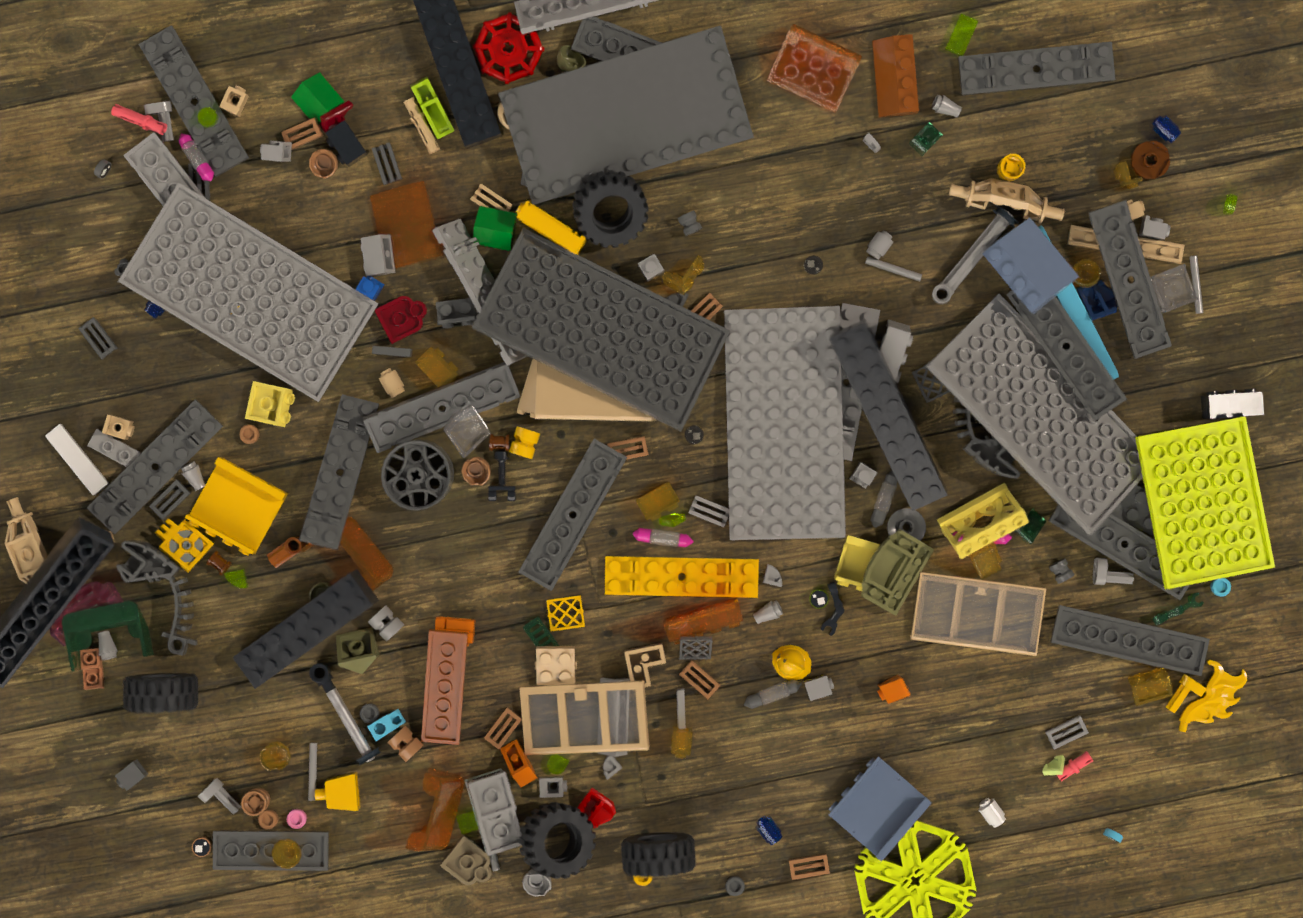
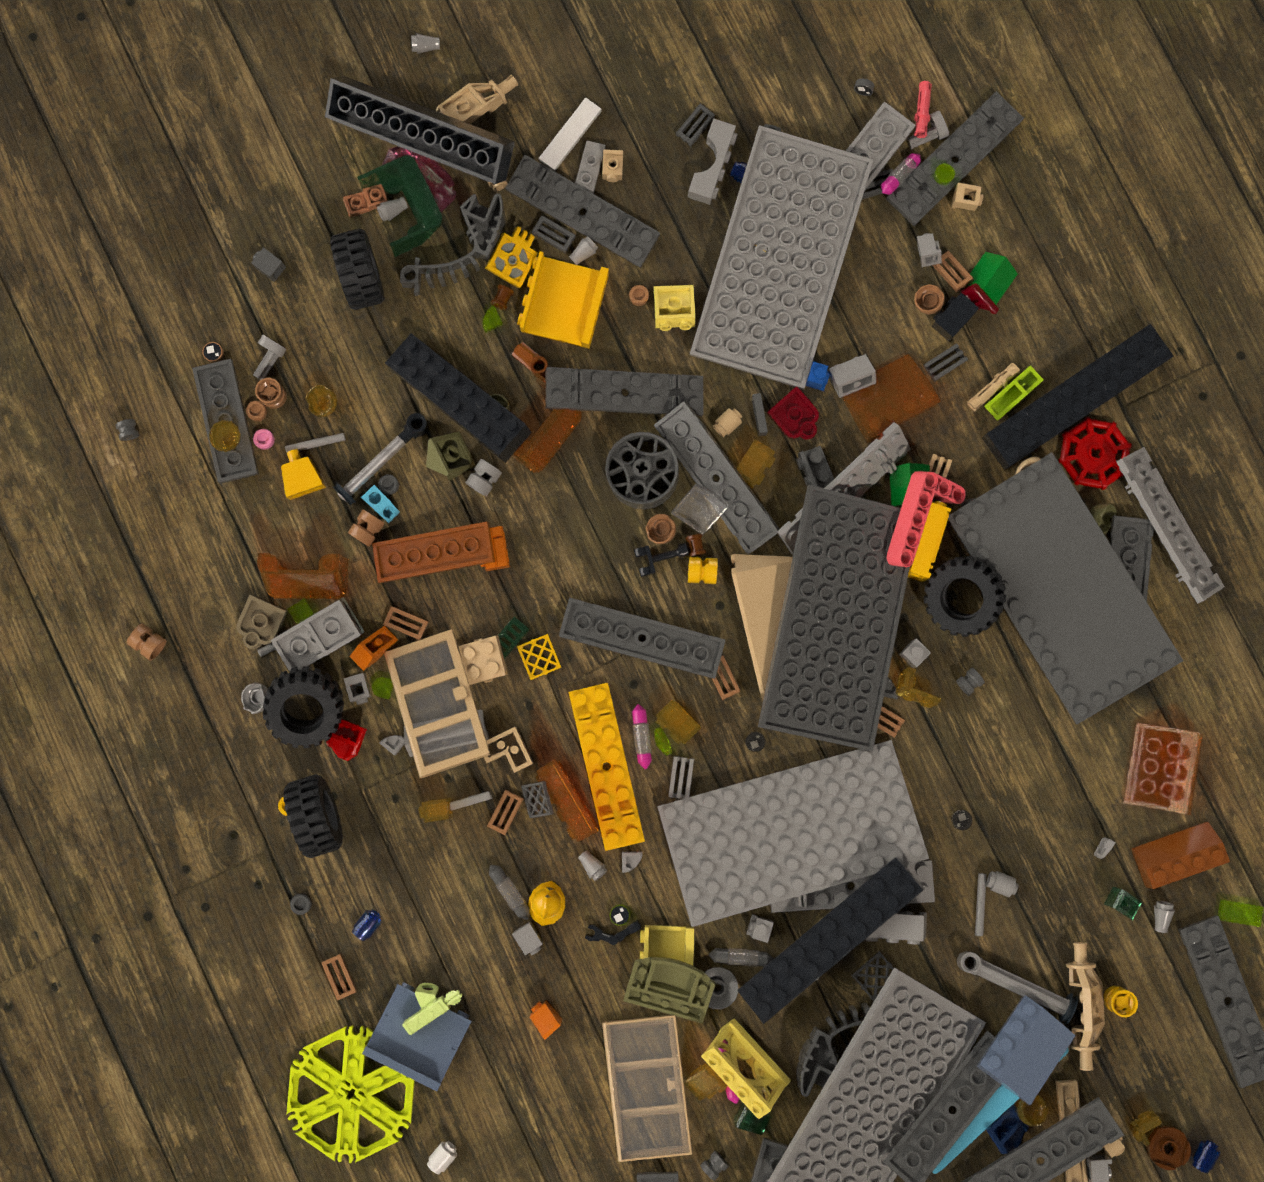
camera: 80 degrees right, 5 degrees down
(158, 345) = (704, 183): none -> light grey arch
(522, 234) = (914, 513): none -> coral beam
(856, 789) = (430, 1006): none -> yellowish green piece

